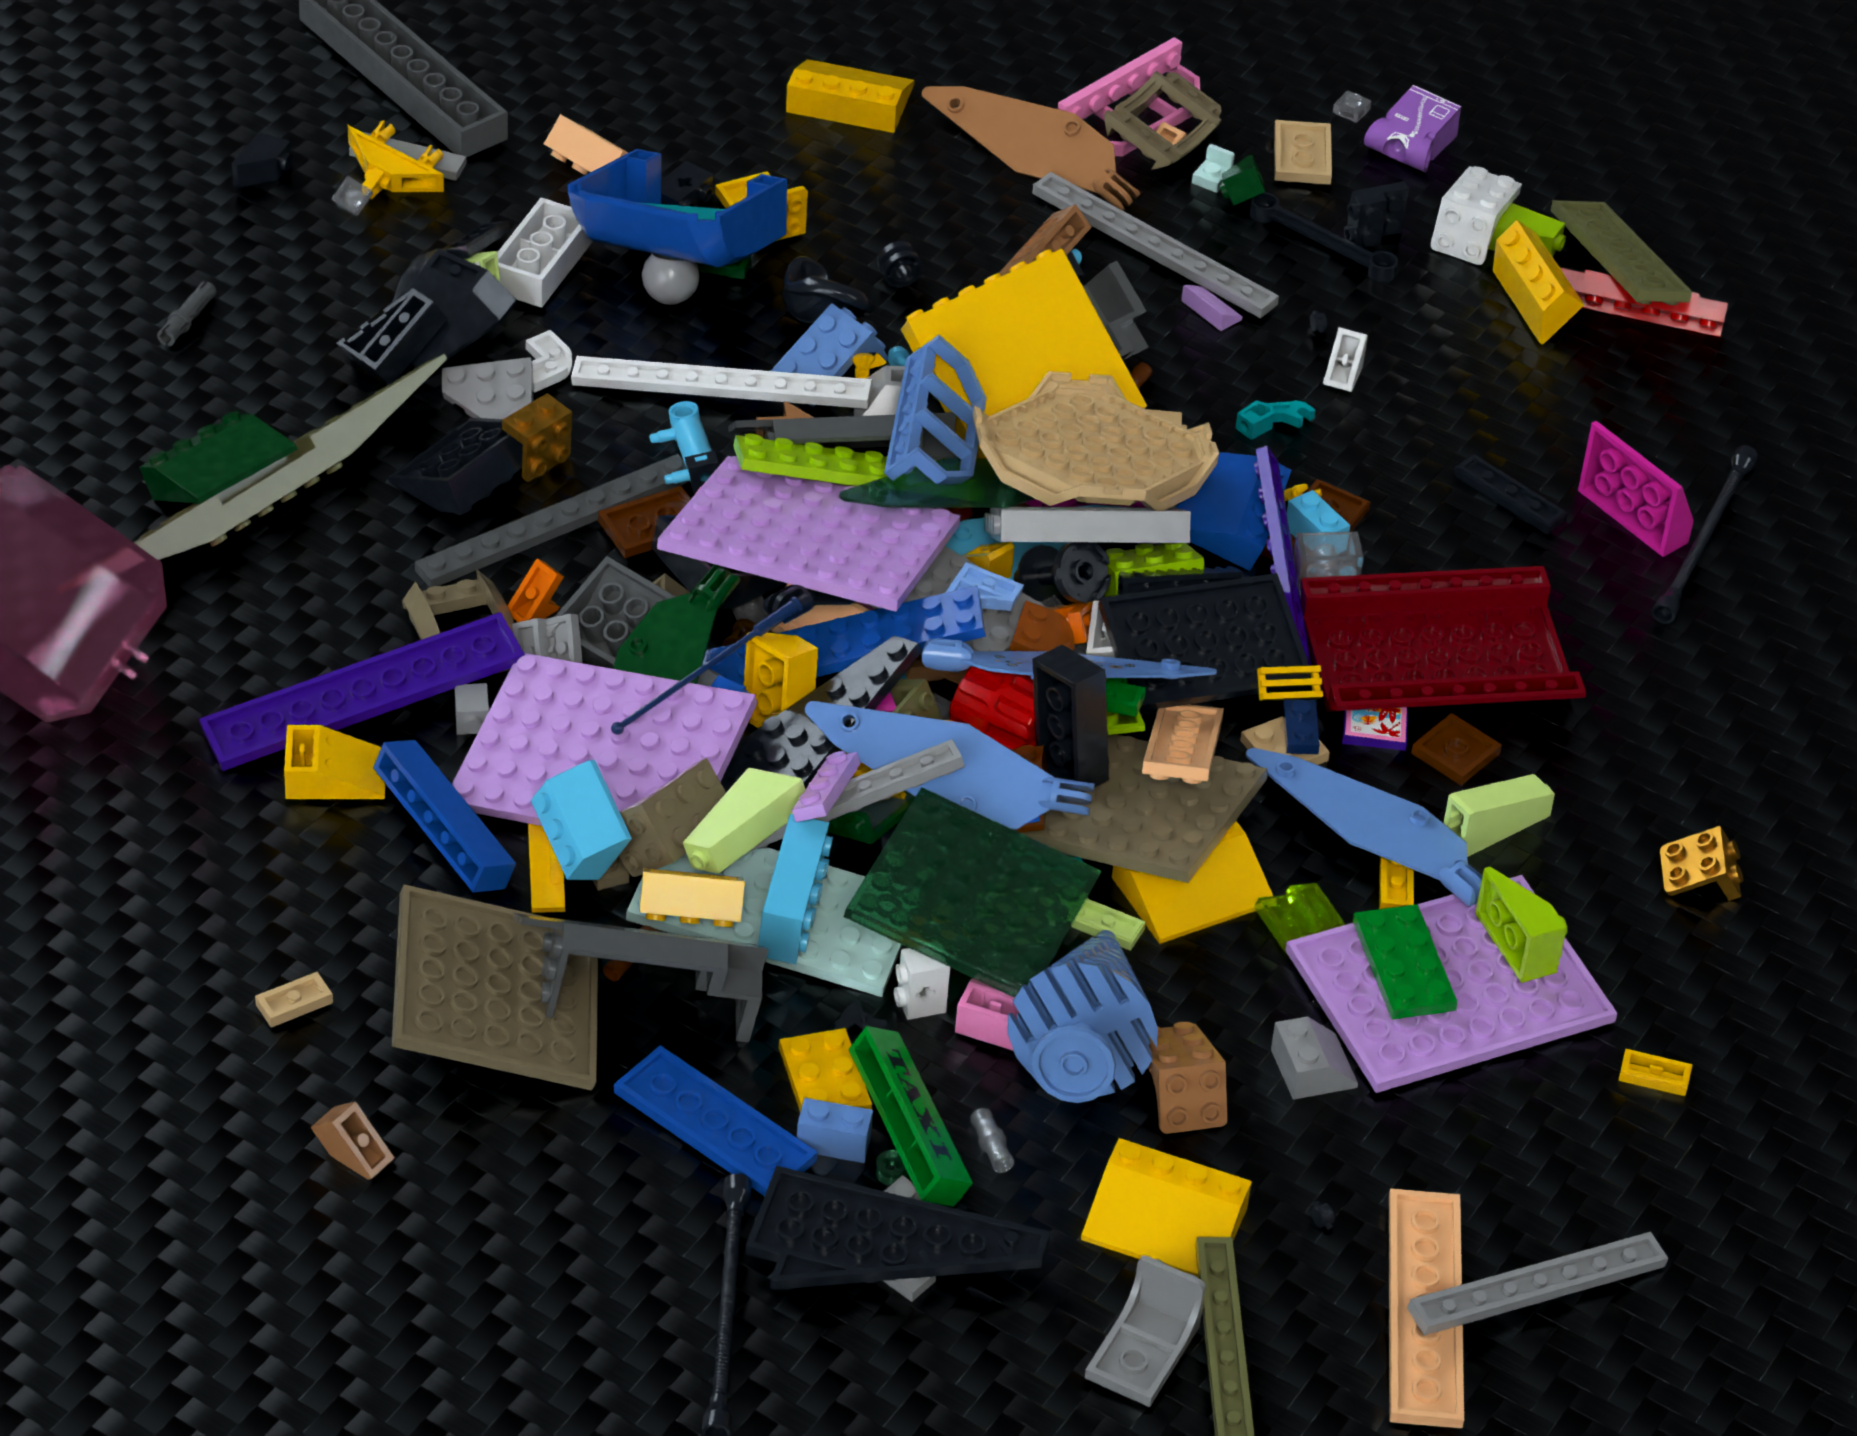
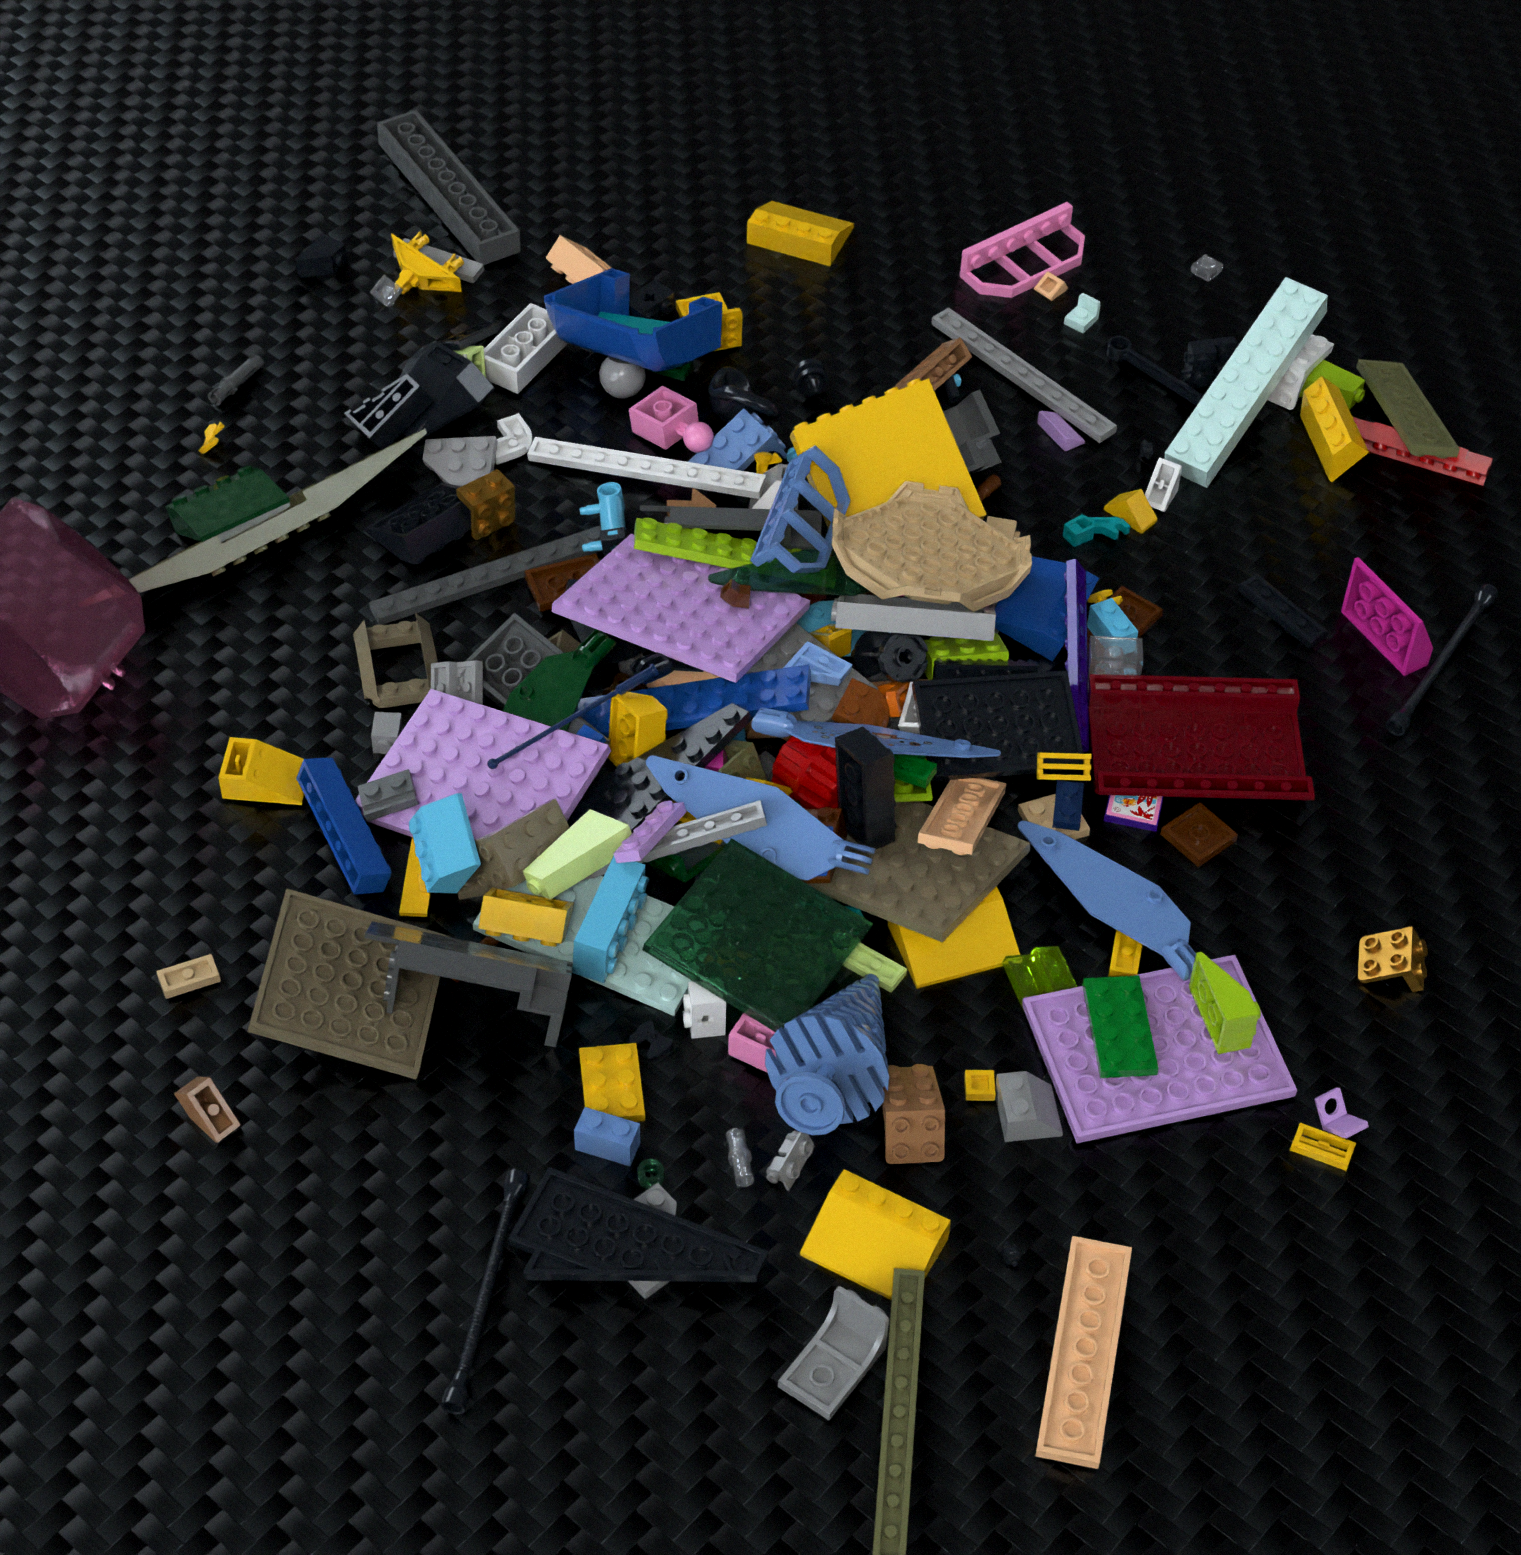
camera: 10 degrees right, 5 degrees up
(170, 380) = (211, 440): none -> yellow piece
(363, 689) = (301, 710): dark purple plate -> none
(493, 776) = (387, 795): none -> dark grey plate
(535, 593) = (457, 640): orange slope -> none
(712, 1119) = (509, 1116): blue plate -> none
(737, 322) = (667, 418): none -> bright pink brick
(876, 512) = (736, 594): none -> reddish brown piece
(910, 1116) = (673, 1131): green brick -> none
(1036, 139) = (941, 280): medium nougat wing -> none
(1052, 1135) = (796, 1150): none -> light grey hinge
(1153, 145) = (1019, 276): dark tan wedge -> none
(1242, 181) = (1104, 325): dark green slope -> none
(1254, 1039) = (979, 1085): none -> yellow plate
(1302, 152) = (1158, 304): tan plate -> none
(1316, 390) = (1134, 509): none -> yellow slope
(1415, 128) = (1250, 288): medium lavender piece -> none
(1429, 231) = (1246, 381): none -> light aqua brick
(1497, 810) = (1222, 895): yellowish green slope -> none
(1537, 1283) = (1184, 1339): light grey plate -> none
(1668, 1043) = (1339, 1121): none -> lavender bracket

